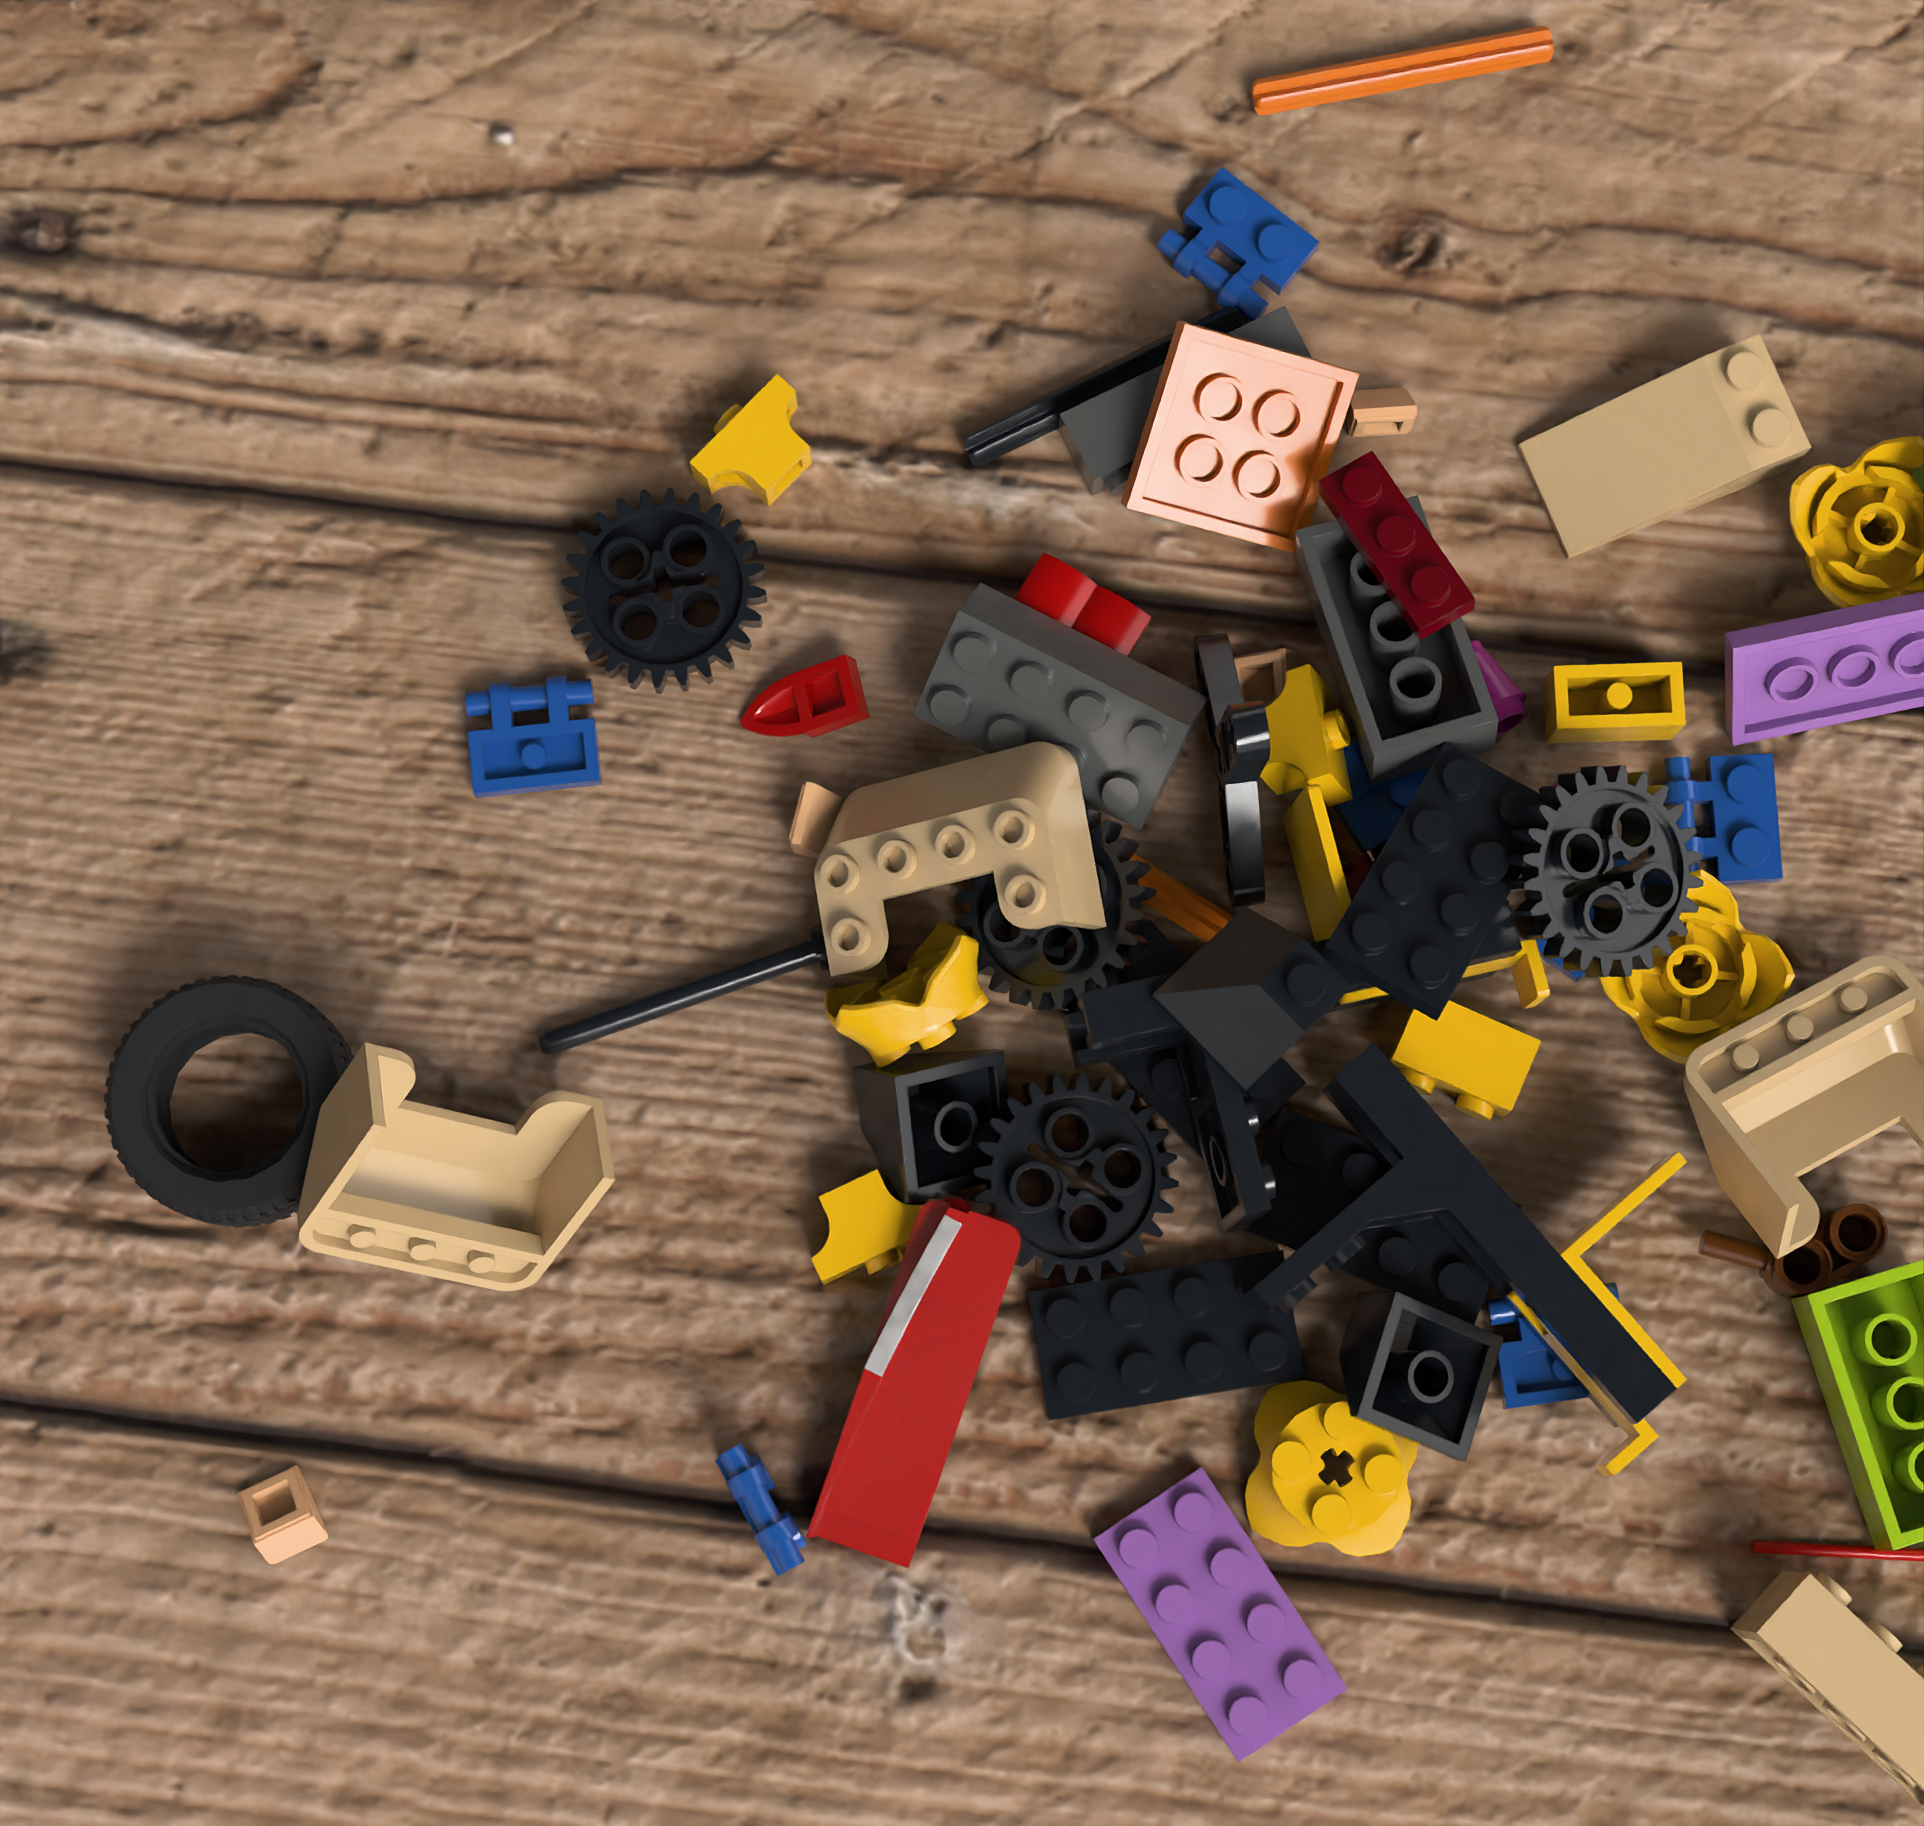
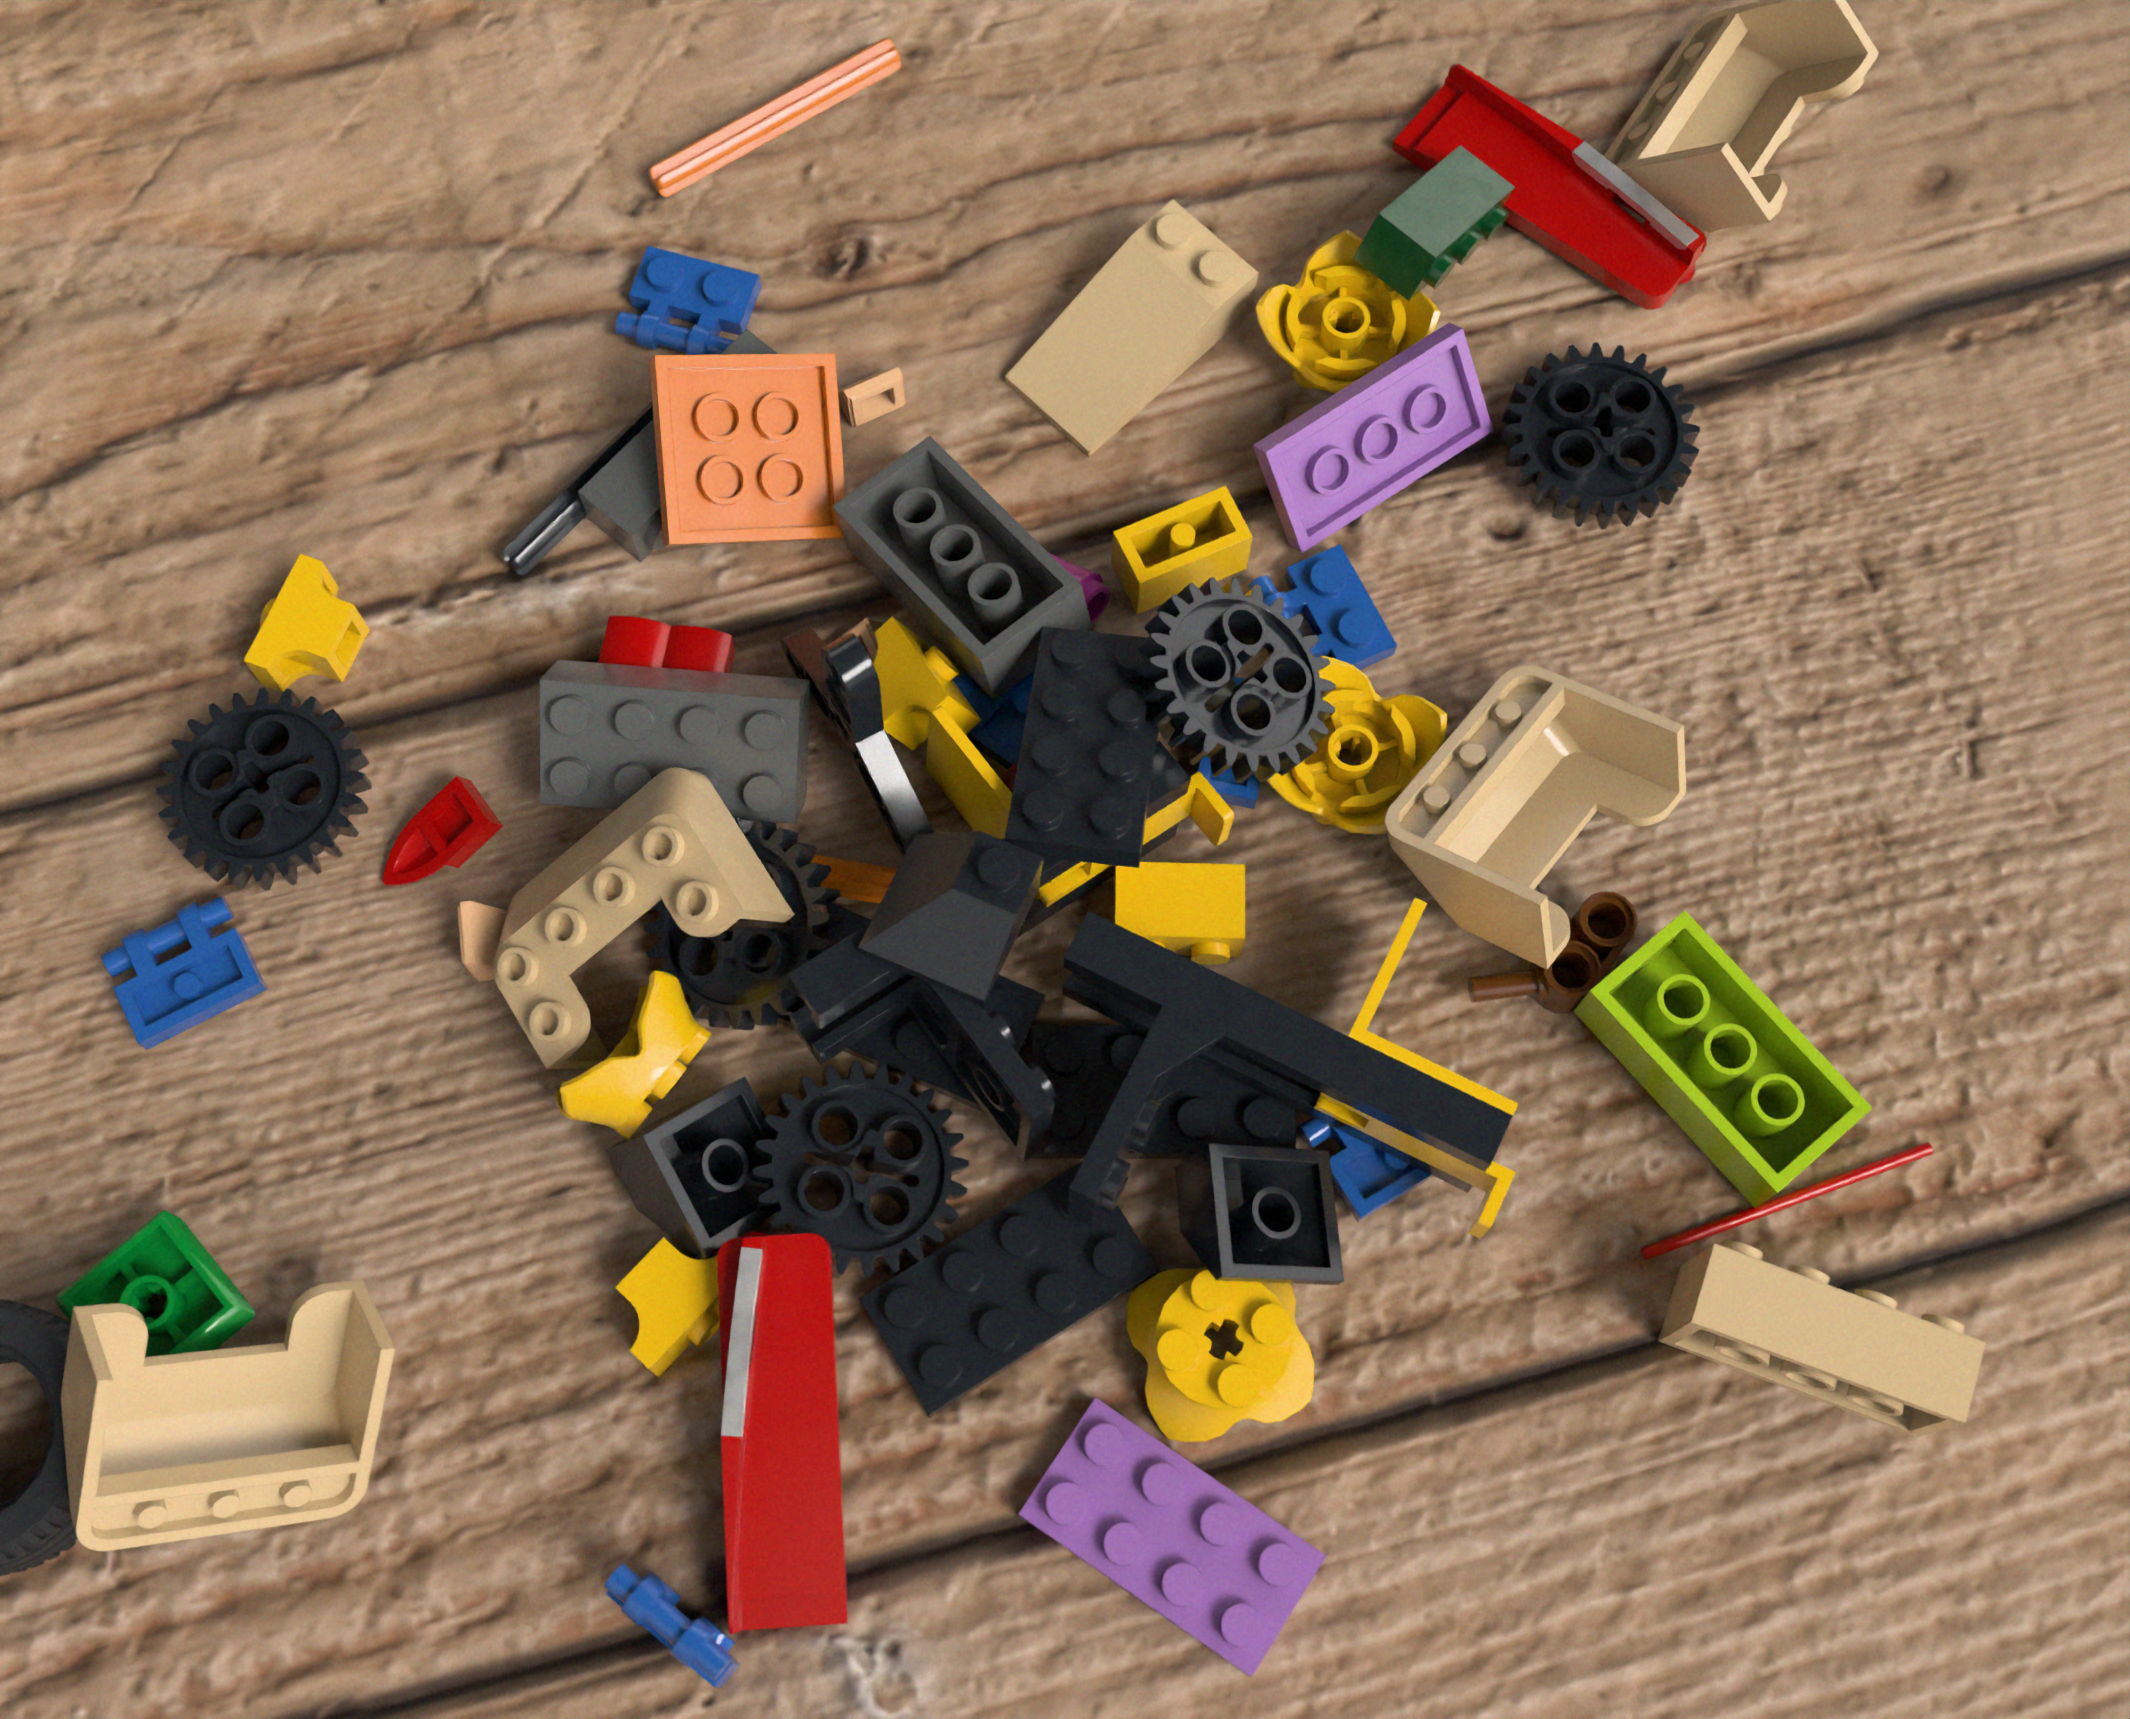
camera: 25 degrees left, 10 degrees down
(436, 1007) = (171, 1262): none -> green brick
(687, 994) = (416, 1153): black bar -> none
(1396, 545) = (927, 480): dark red plate -> none

